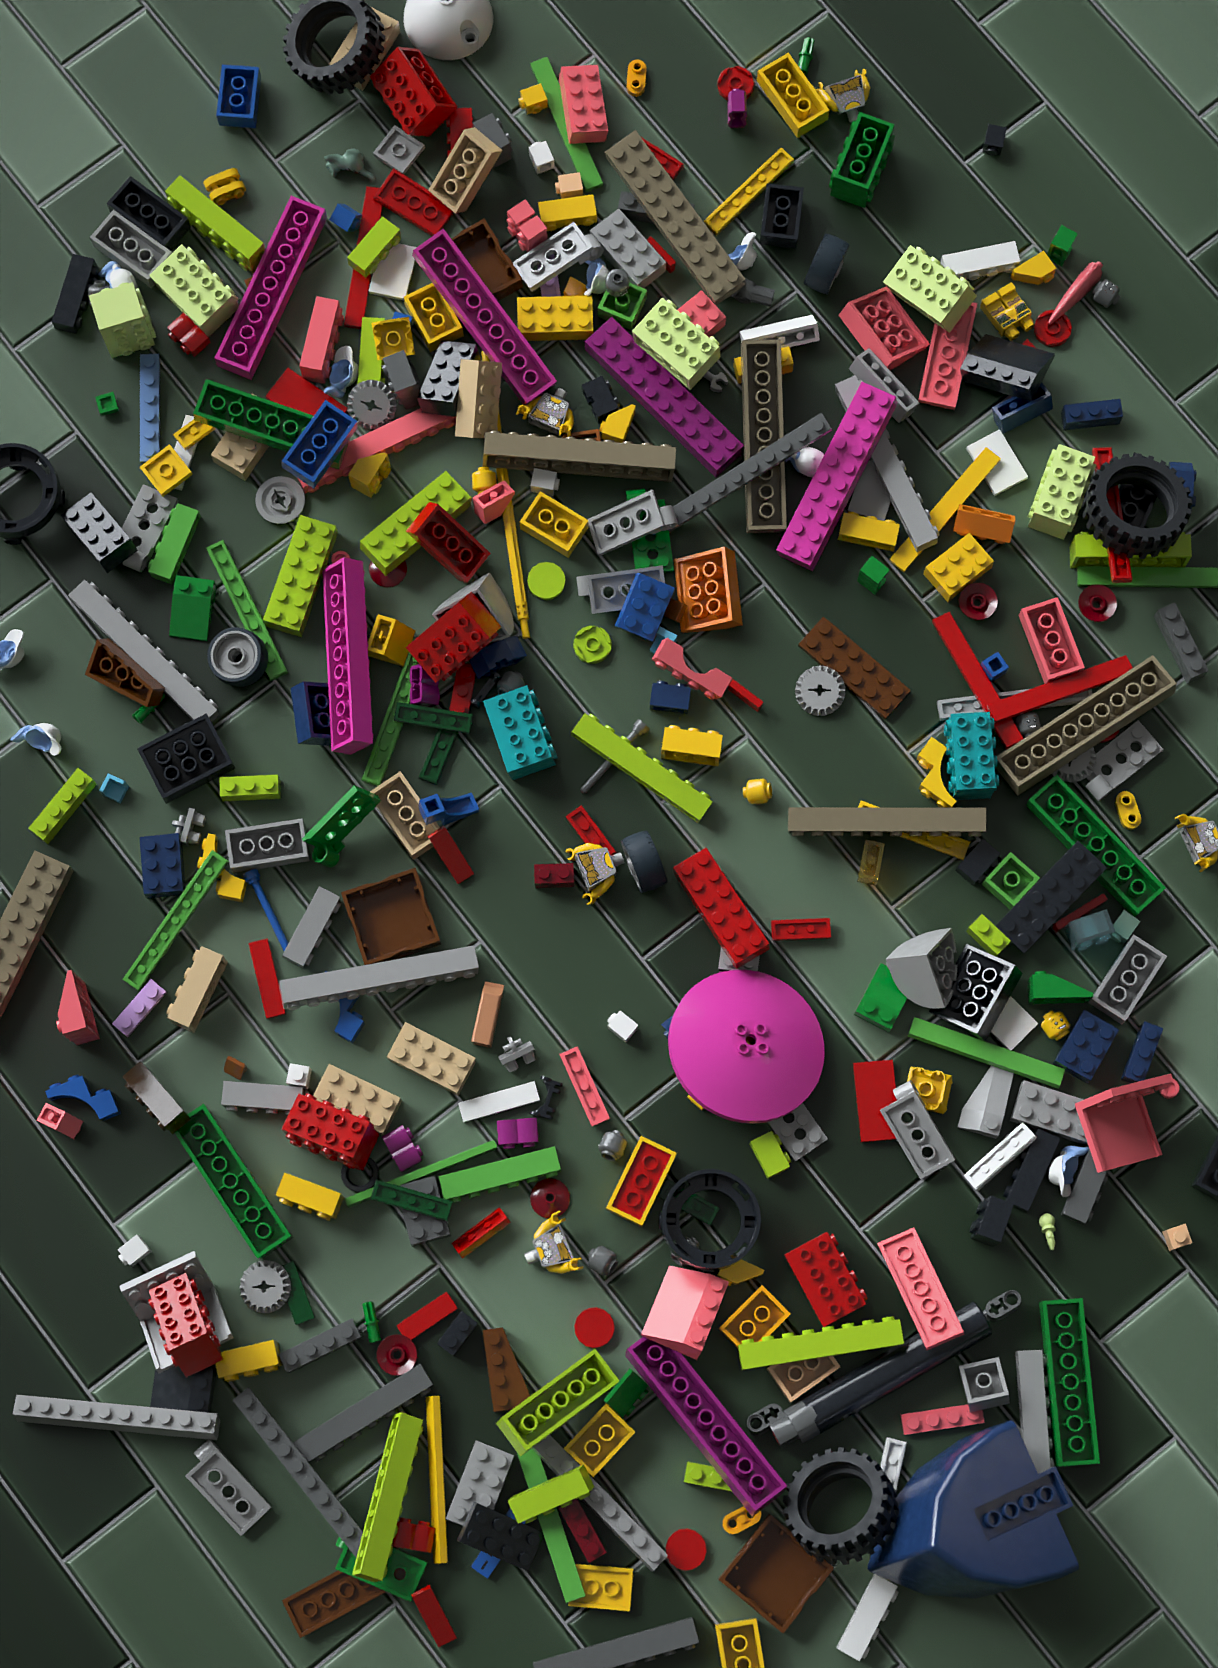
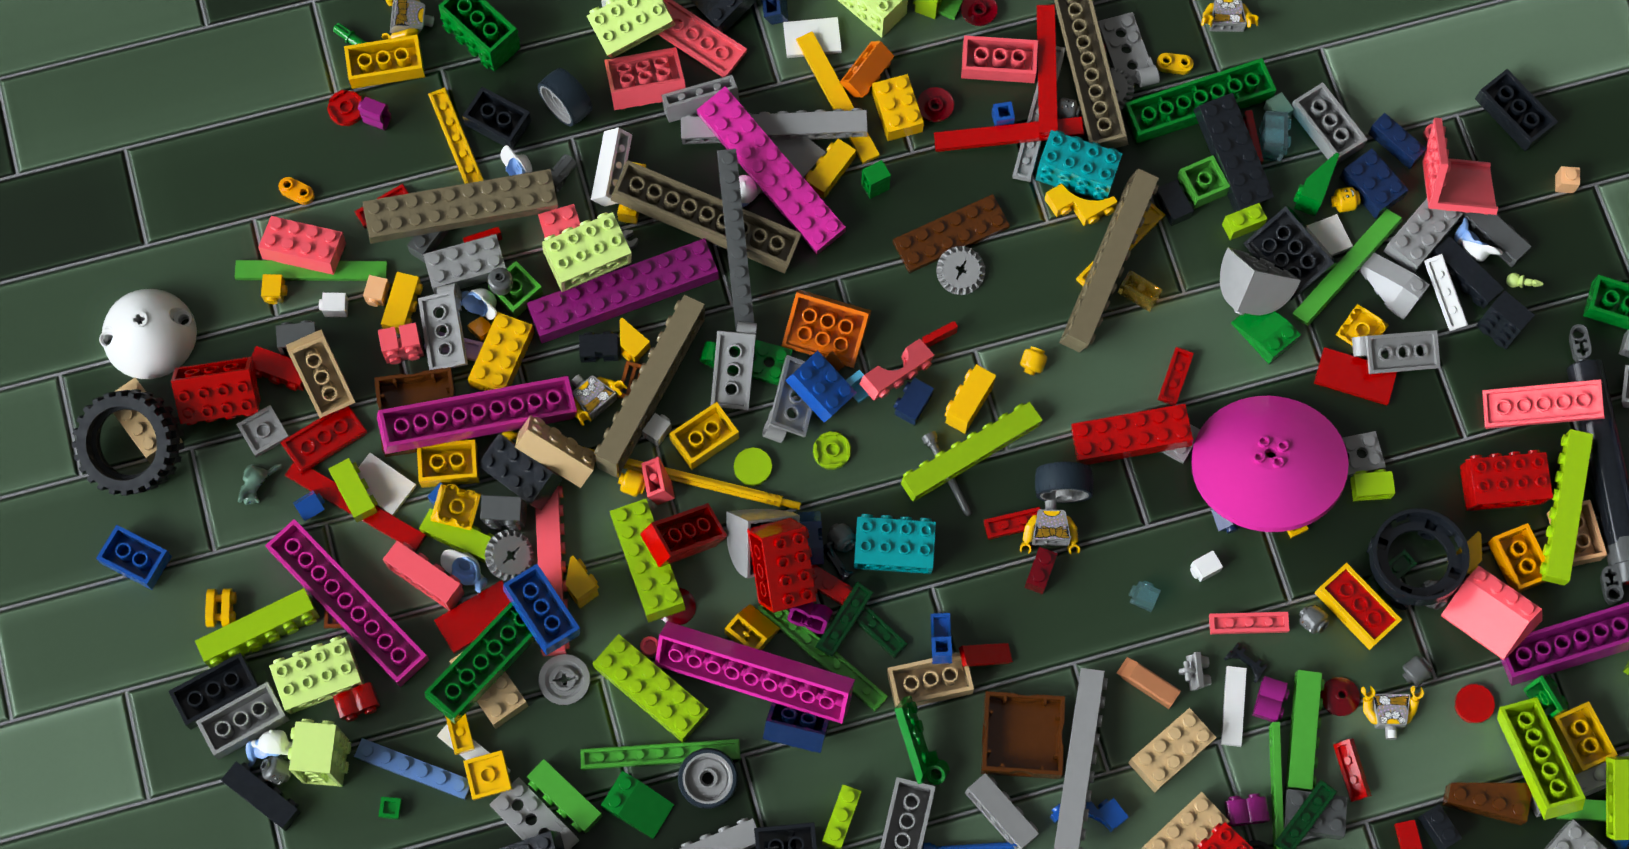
camera: 70 degrees left, 5 degrees down
(570, 979) = (1144, 595): none -> clear light blue brick

